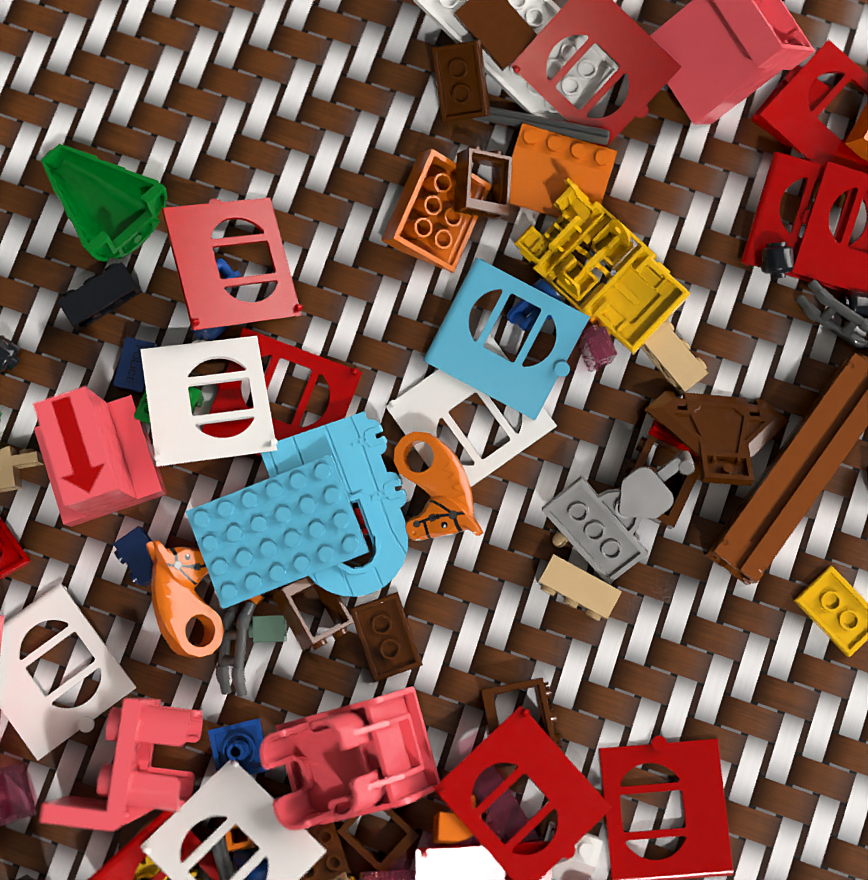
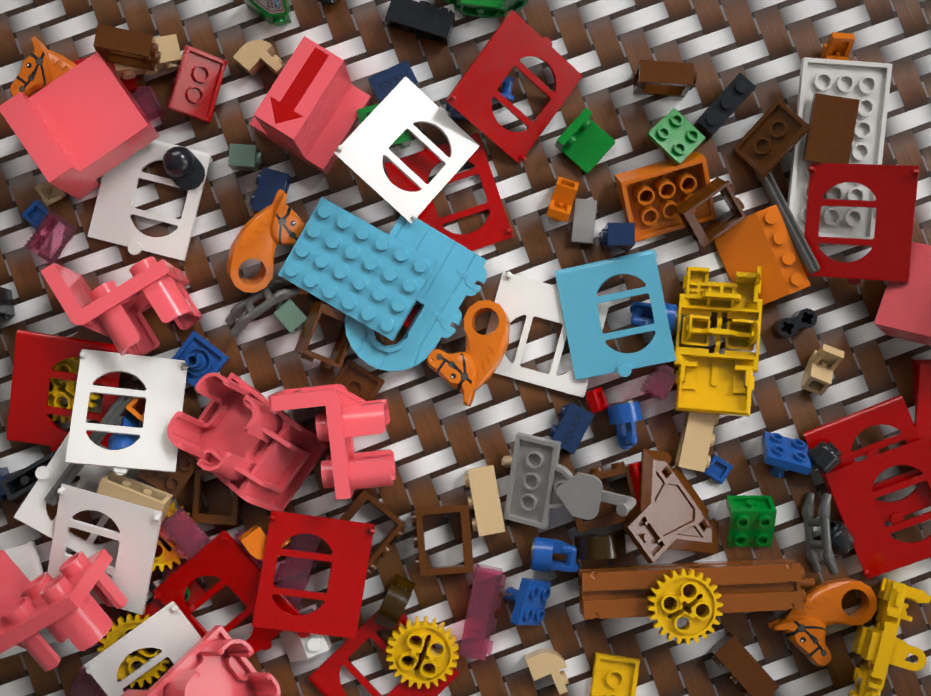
camera: 50 degrees right, 5 degrees up
(51, 618) = (183, 168): none -> black cap
(89, 554) = (244, 157): none -> sand green brick
(330, 242) = (584, 142): none -> green bracket
(332, 129) = (664, 78): none -> reddish brown window
(365, 302) = (562, 199): none -> orange brick
(392, 159) = (676, 136): none -> bracket
(399, 99) = (724, 106): none -> black brick
(399, 300) = (583, 221): none -> light grey tile
(405, 650) = (341, 421): none -> coral piece
(438, 280) = (617, 237): none -> dark blue brick
(568, 416) = (596, 400): none -> red plate
(574, 457) = (571, 427): none -> dark blue brick
(602, 634) = (419, 539): none -> reddish brown window
(603, 404) = (624, 416): none -> blue piece
(607, 745) = (394, 602): none -> dark brown brick
(639, 192) = (794, 323): none -> black axle
(669, 575) = (542, 554): none -> blue piece
(676, 673) = (480, 612): none -> clear pink brick
(691, 743) = (441, 658): none -> yellow gear
(696, 202) = (820, 369): none -> tan brick
(701, 518) = (600, 546): none -> dark brown brick
(701, 621) = (529, 601): none -> blue plate
(715, 360) = (718, 469): none -> blue tile
(747, 291) = (785, 454): none -> blue plate
(770, 648) = (546, 662): none -> tan brick
(783, 368) = (751, 520): none -> green bracket
(838, 486) = (696, 624): none -> yellow gear

